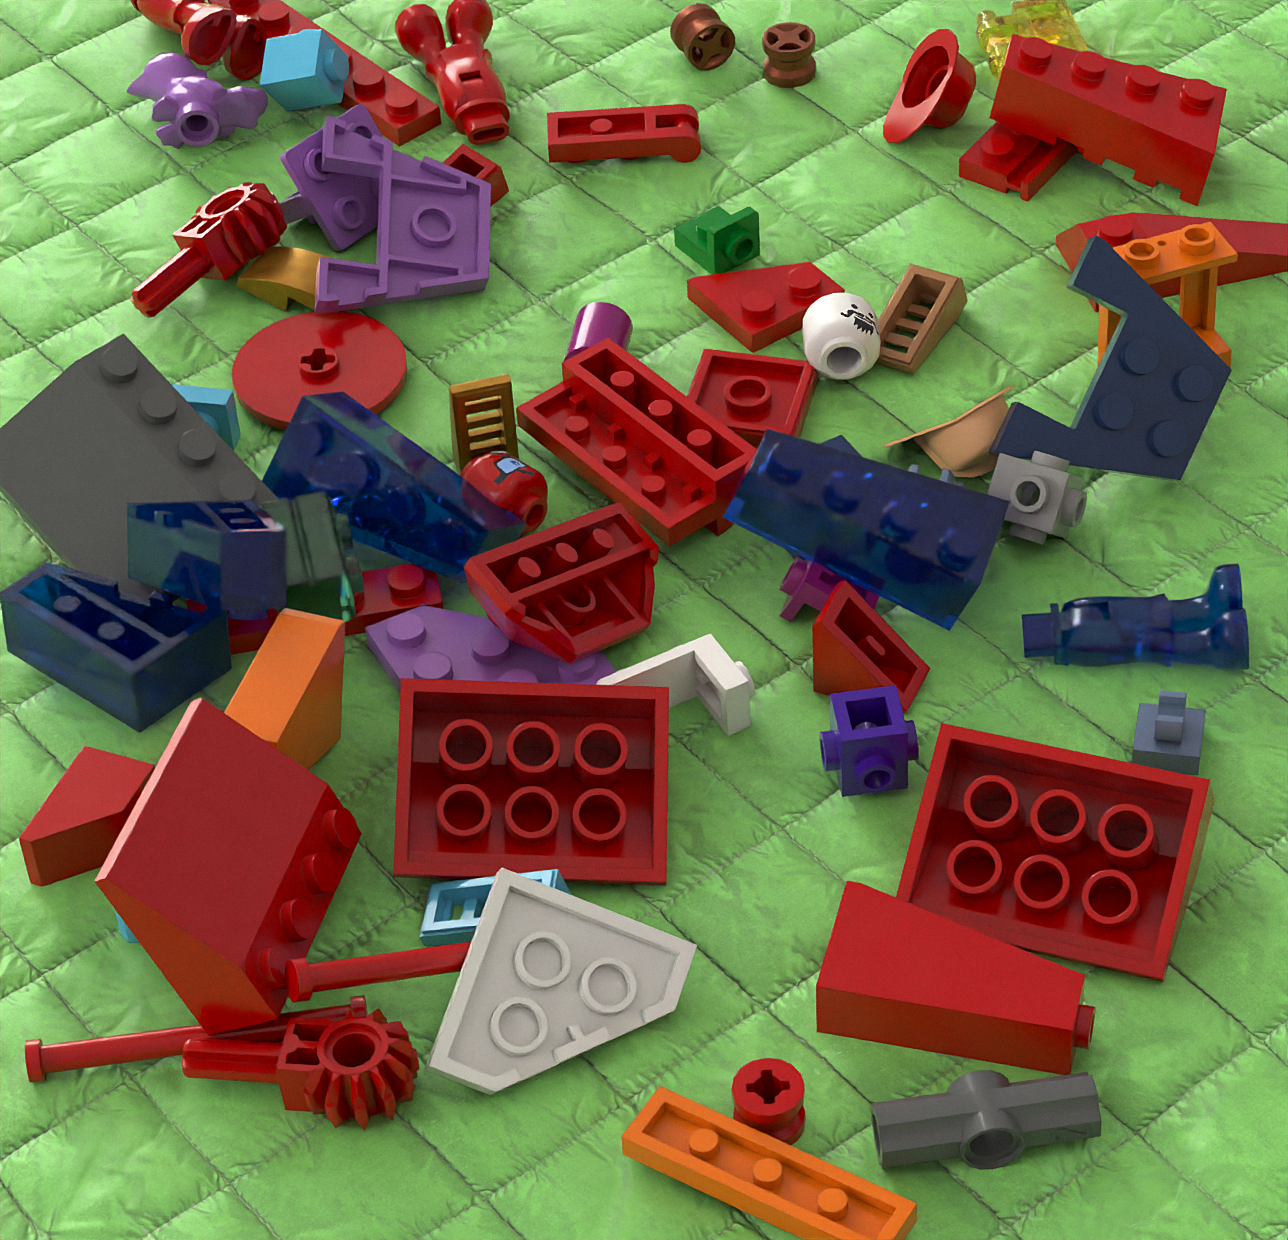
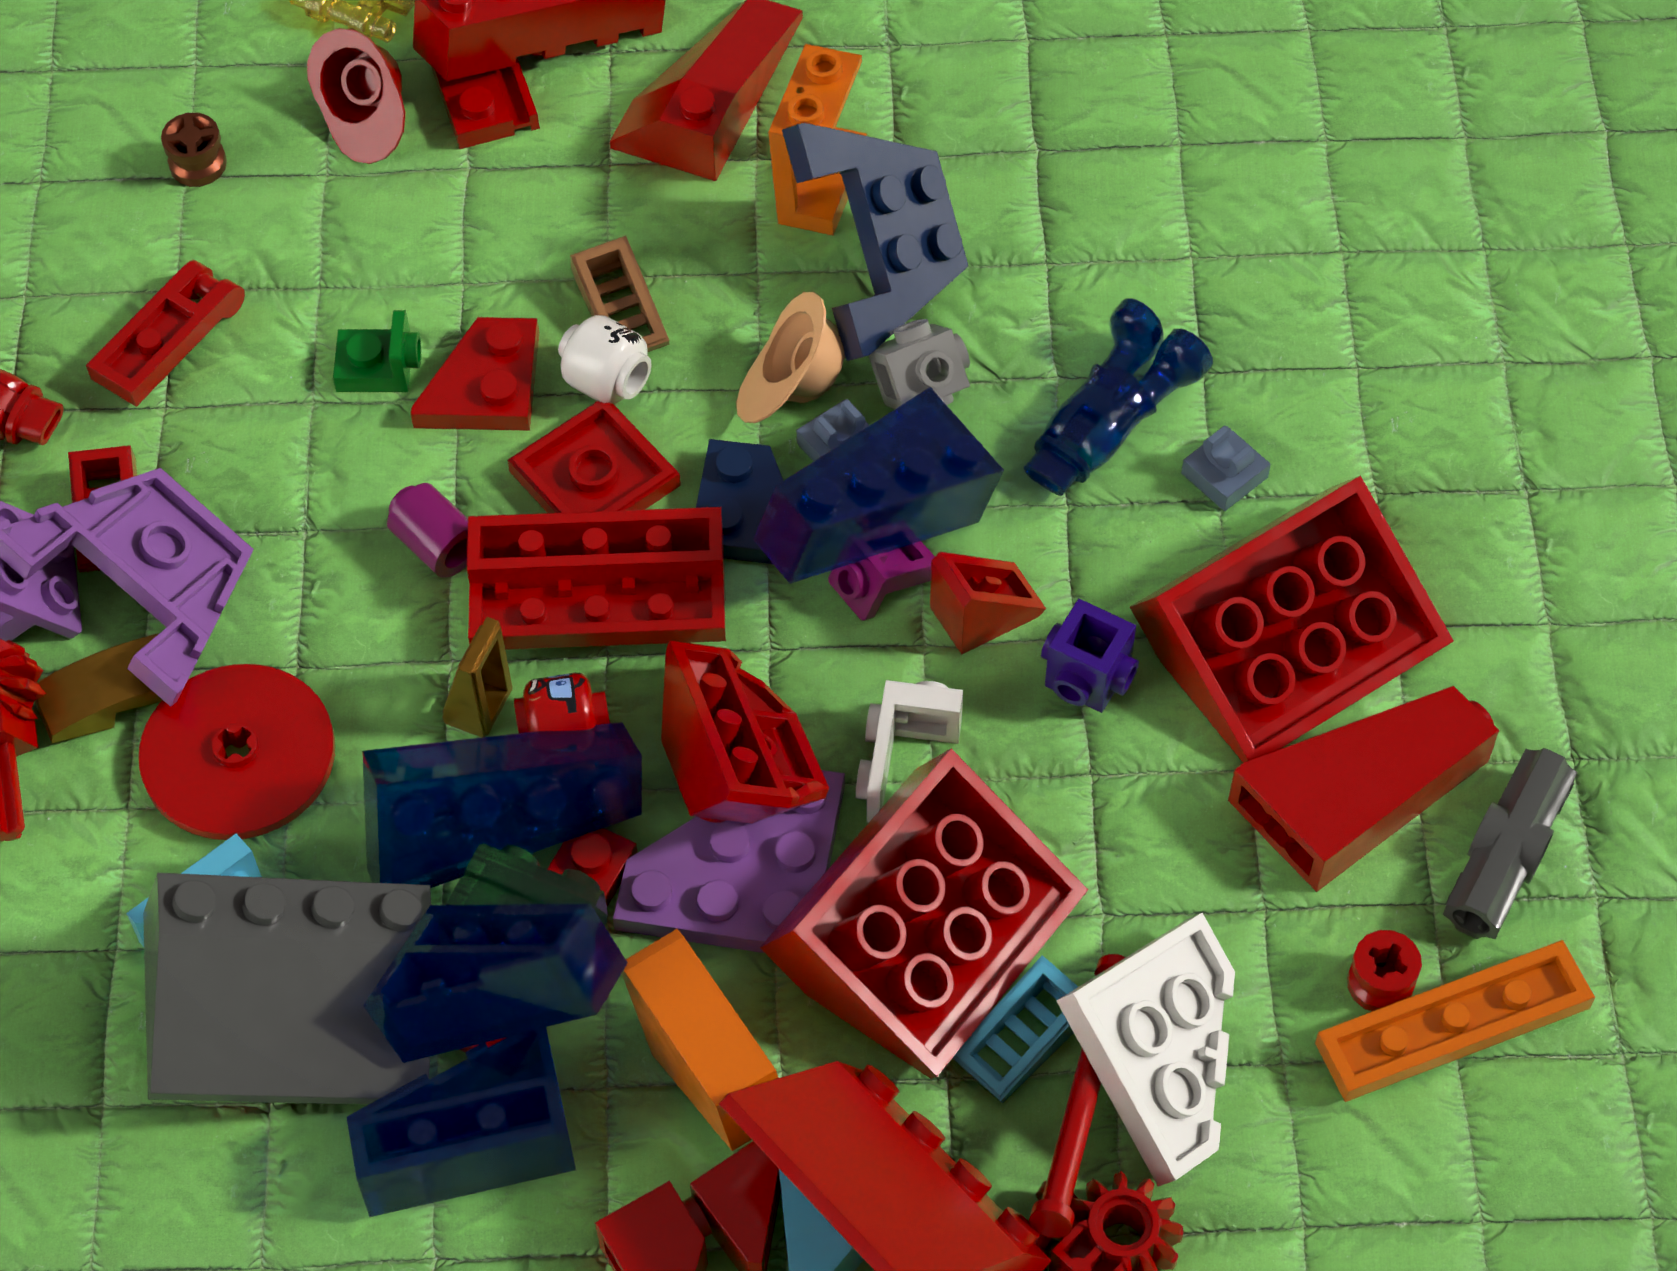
camera: 55 degrees left, 15 degrees up
(702, 36) = (103, 189): copper wheel -> none

